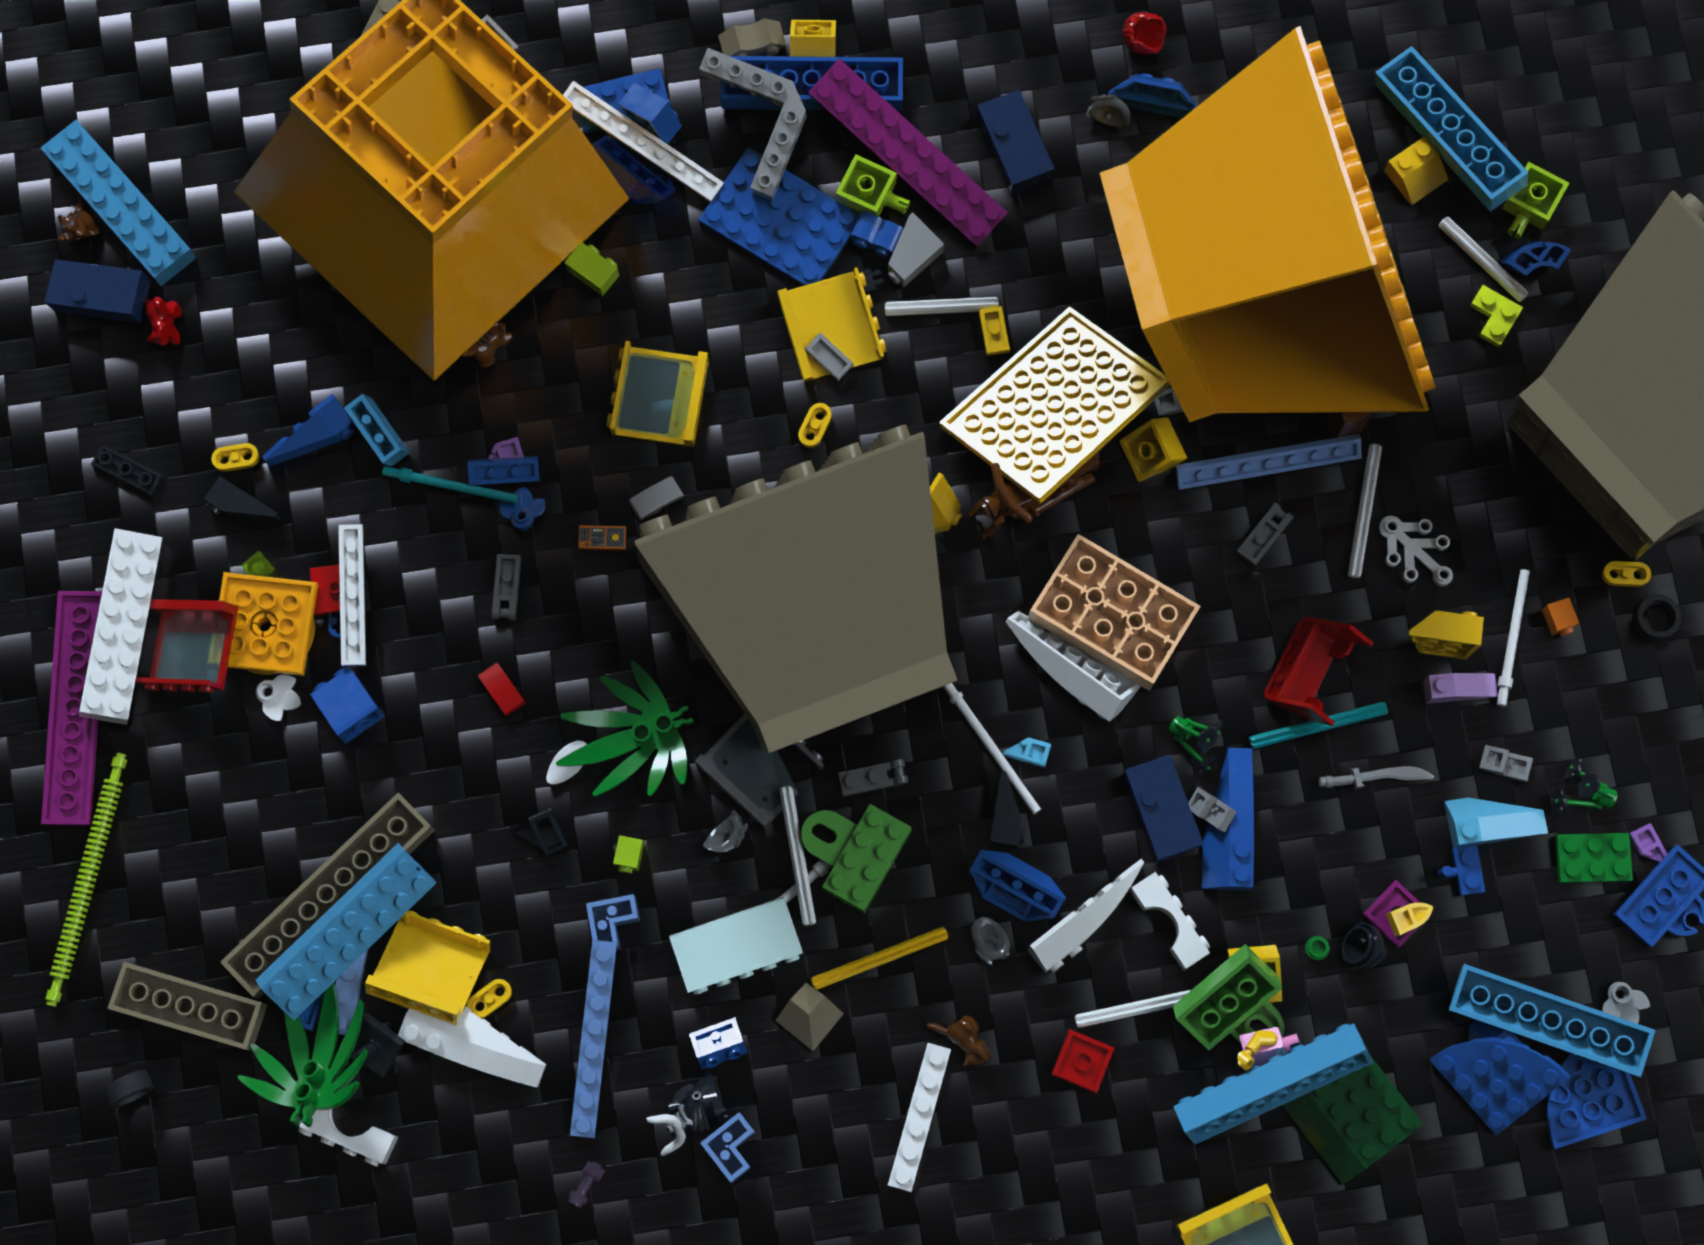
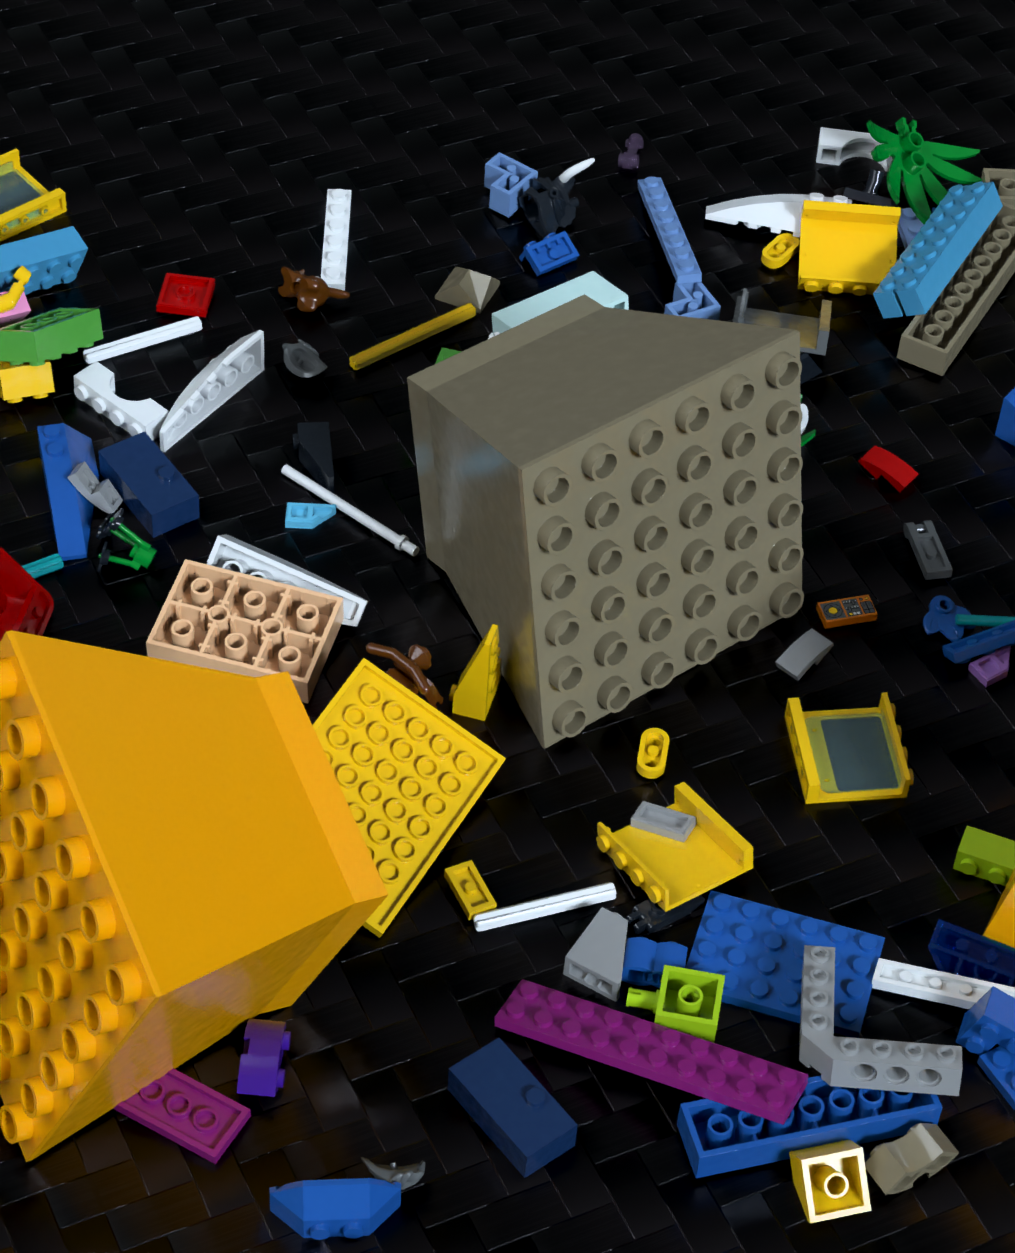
camera: 160 degrees right, 30 degrees down
(534, 872) = (813, 331): none -> dark grey panel
(1016, 886) = (285, 400): blue wedge -> none

